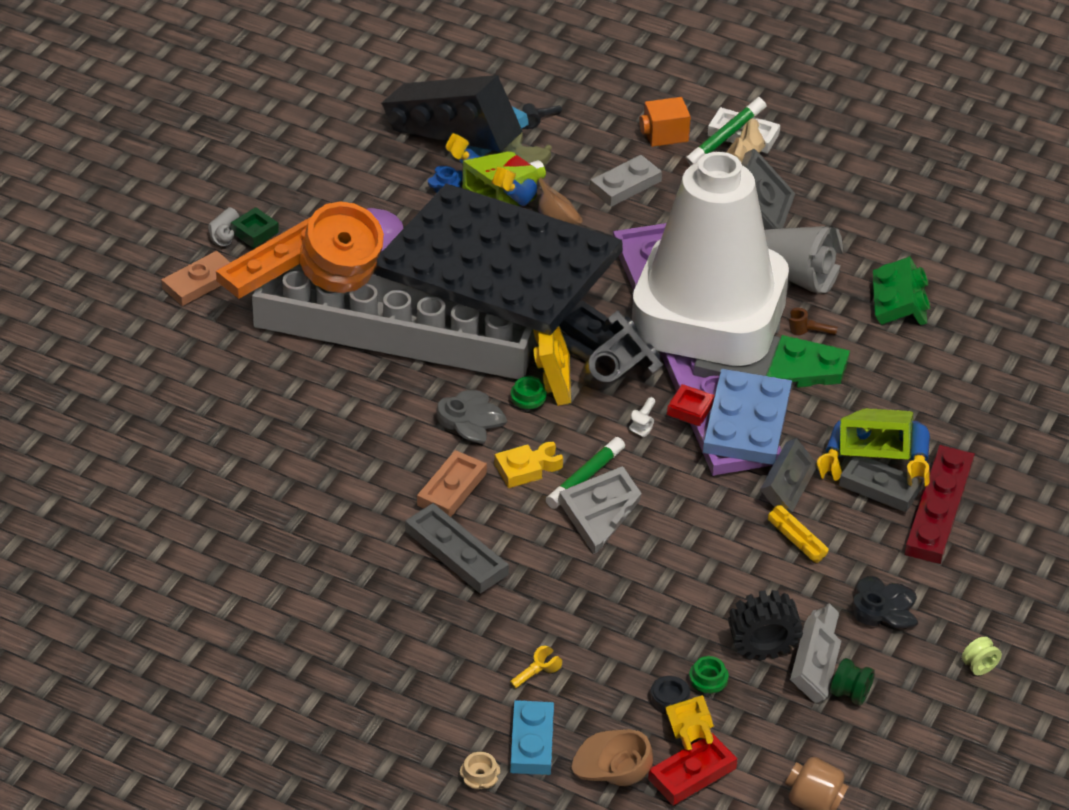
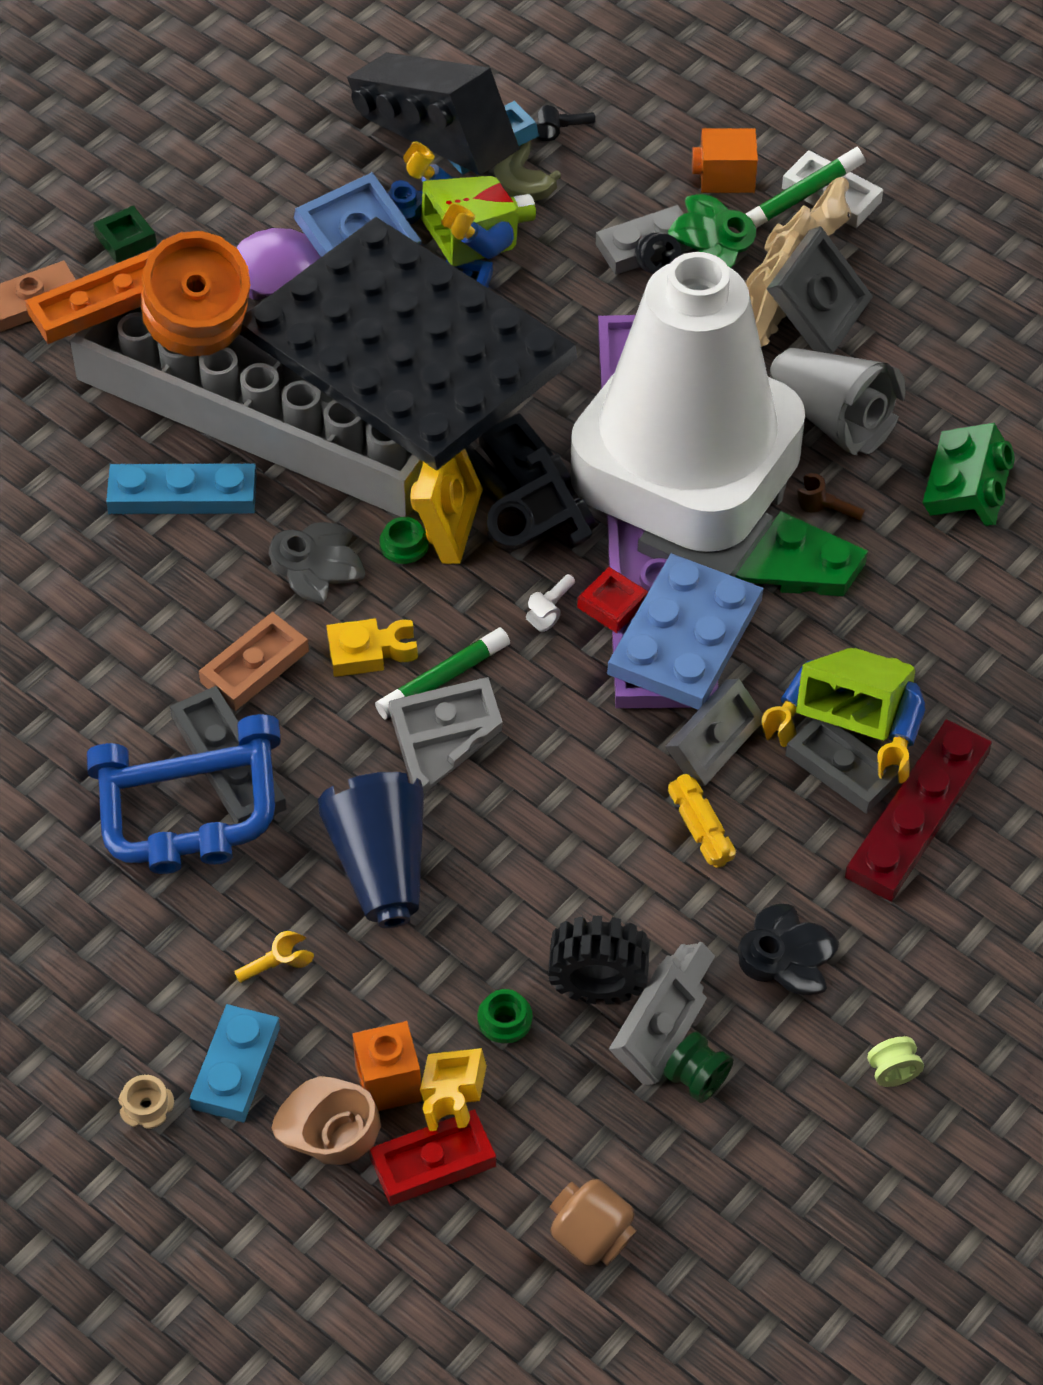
camera: 15 degrees right, 10 degrees up
(219, 227) = (80, 227): light grey arm -> none
(356, 385) = (181, 488): none -> dark azure plate
(411, 191) = (345, 210): none -> medium blue plate
(433, 612) = (214, 840): none -> blue bar
(556, 205) = (535, 267): medium nougat cap -> none
(586, 578) = (379, 842): none -> dark blue cone
(644, 711) = (388, 1065): none -> orange brick
(648, 188) = (645, 250): none -> black bush
(668, 165) = (708, 230): none -> green plate
(668, 691) = (443, 1031): black tile -> none

